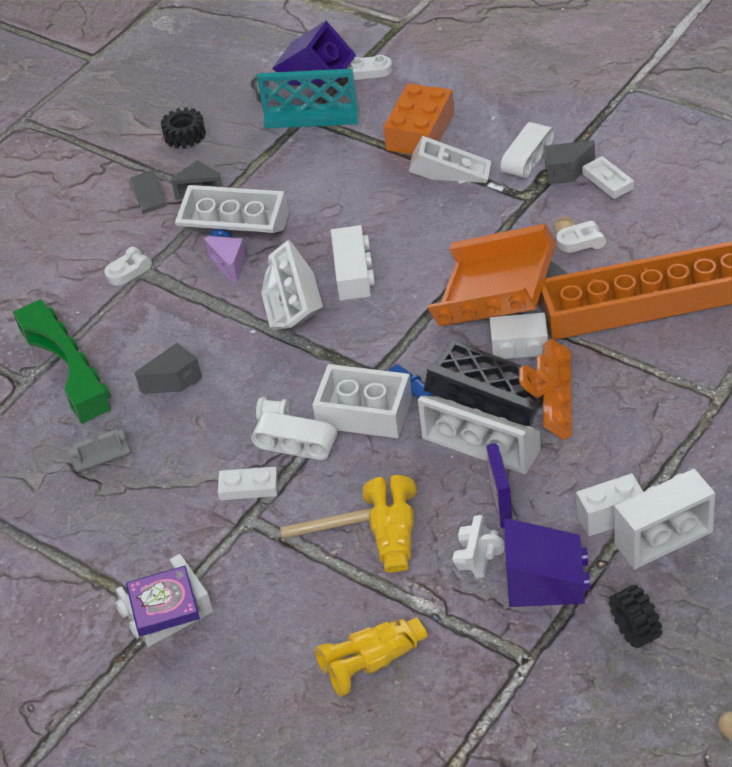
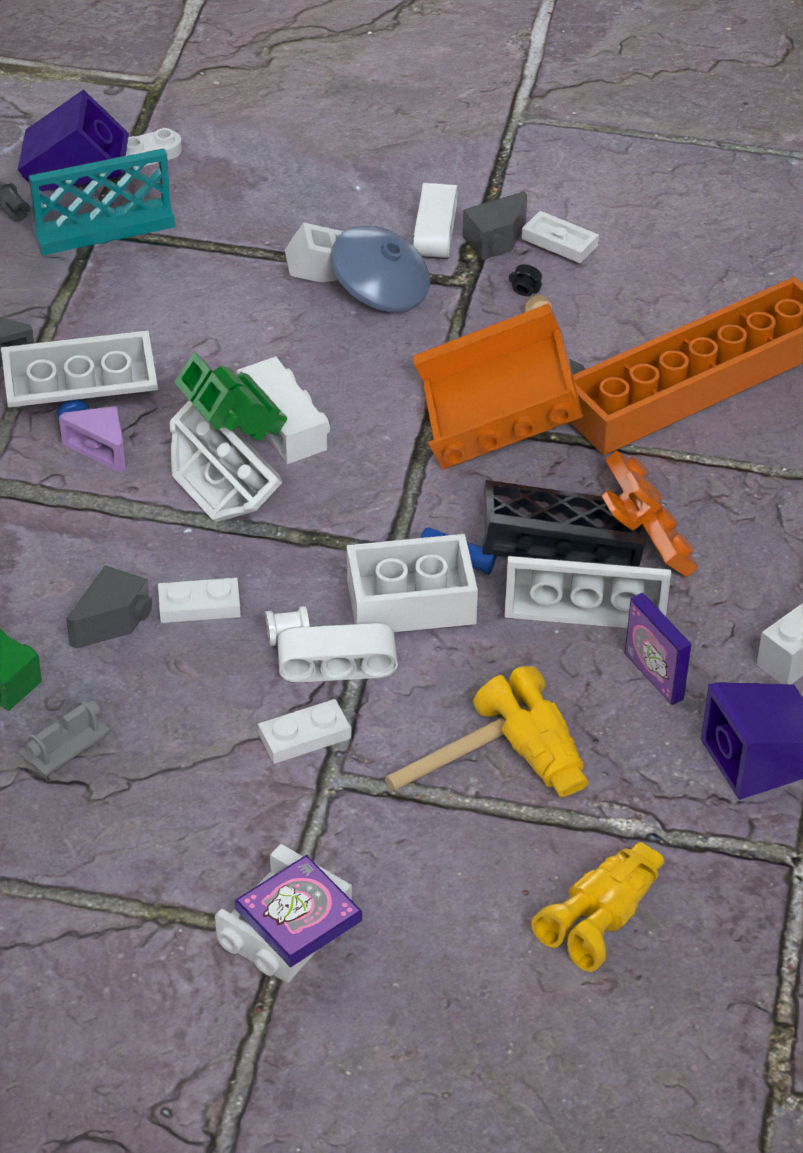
camera: 30 degrees left, 0 degrees up
(231, 379) = (199, 600): none -> white plate
(303, 249) = (229, 399): none -> green hips
(418, 114) = (266, 203): orange brick -> none
(466, 186) = (380, 268): none -> sand blue dish
(481, 546) = (681, 727): white hips -> none
(518, 335) = (564, 457): white brick -> none
(566, 204) = (526, 280): none -> black plate
(580, 237) = (575, 316): white plate -> none

